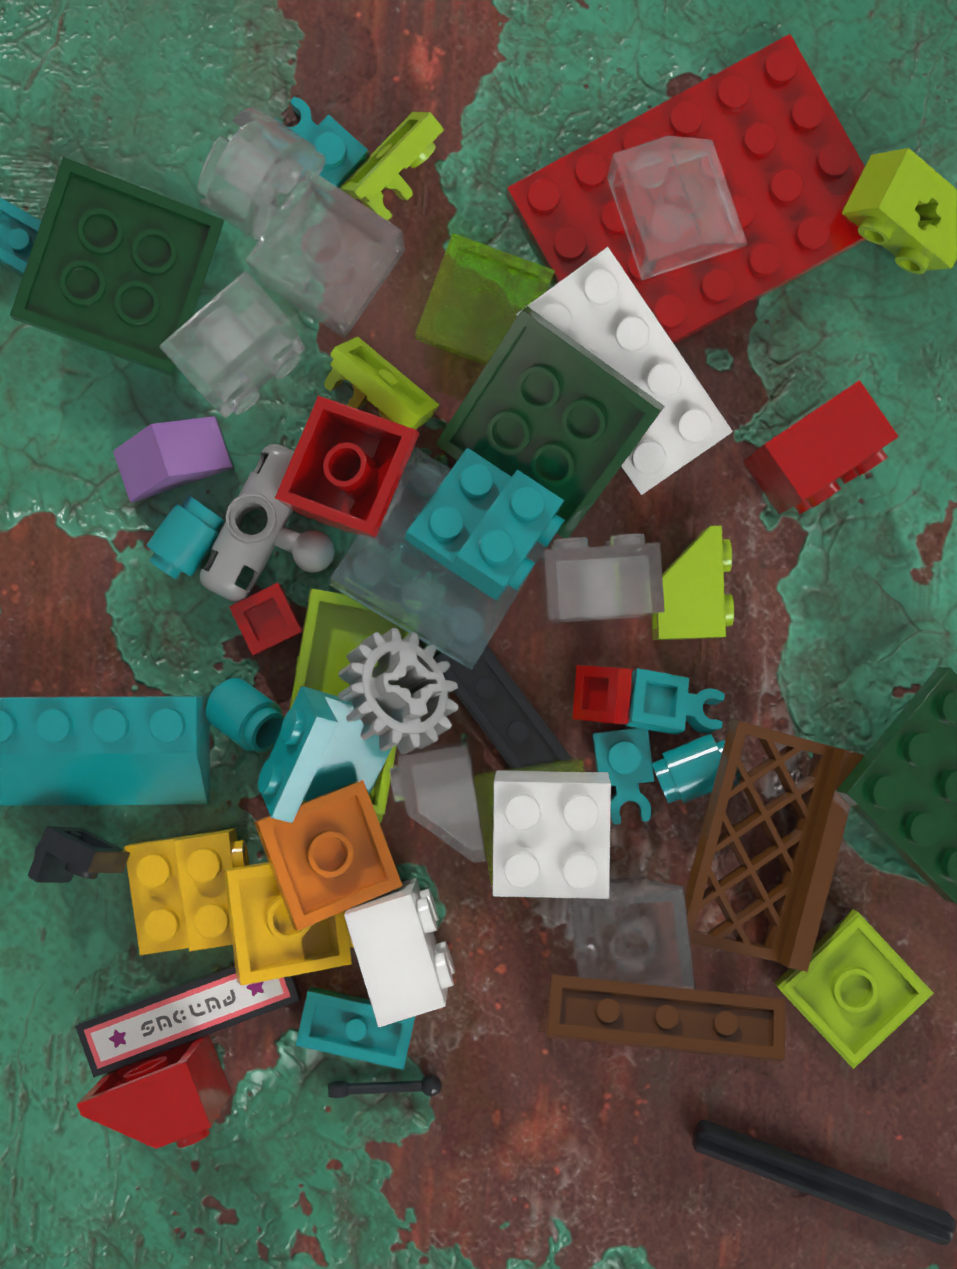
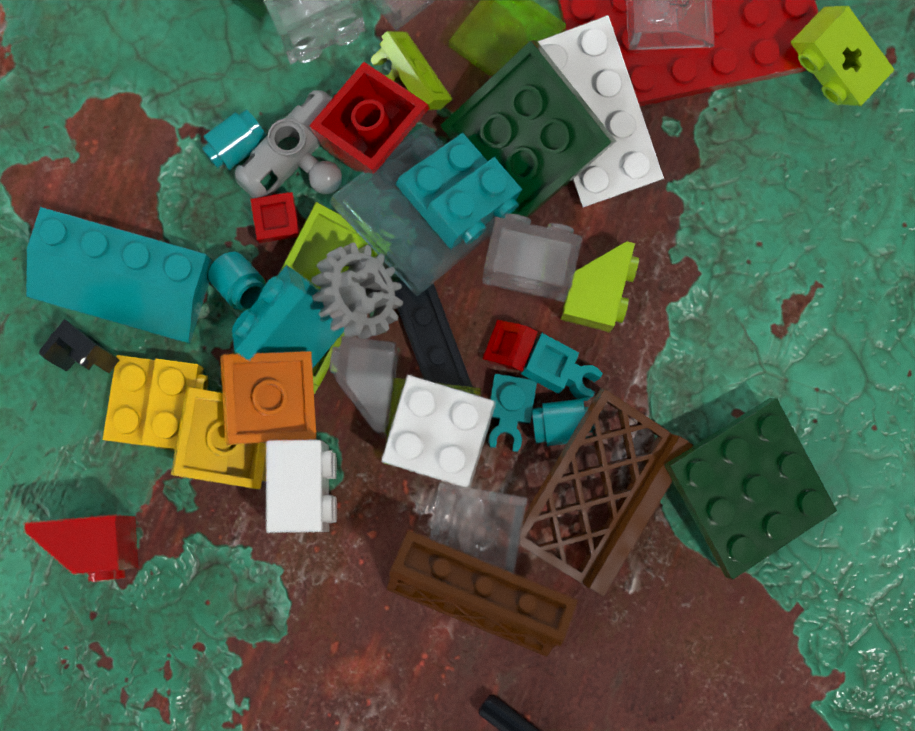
camera: 10 degrees right, 5 degrees down
(171, 456) = (241, 78): medium lavender slope -> none
(178, 1017) = (121, 495): tile -> none
(349, 1028) = (248, 543): teal plate -> none
(429, 1085) = (290, 605): black hinge -> none
(831, 442) = (724, 208): red brick -> none
(854, 988) = (637, 625): lime plate -> none

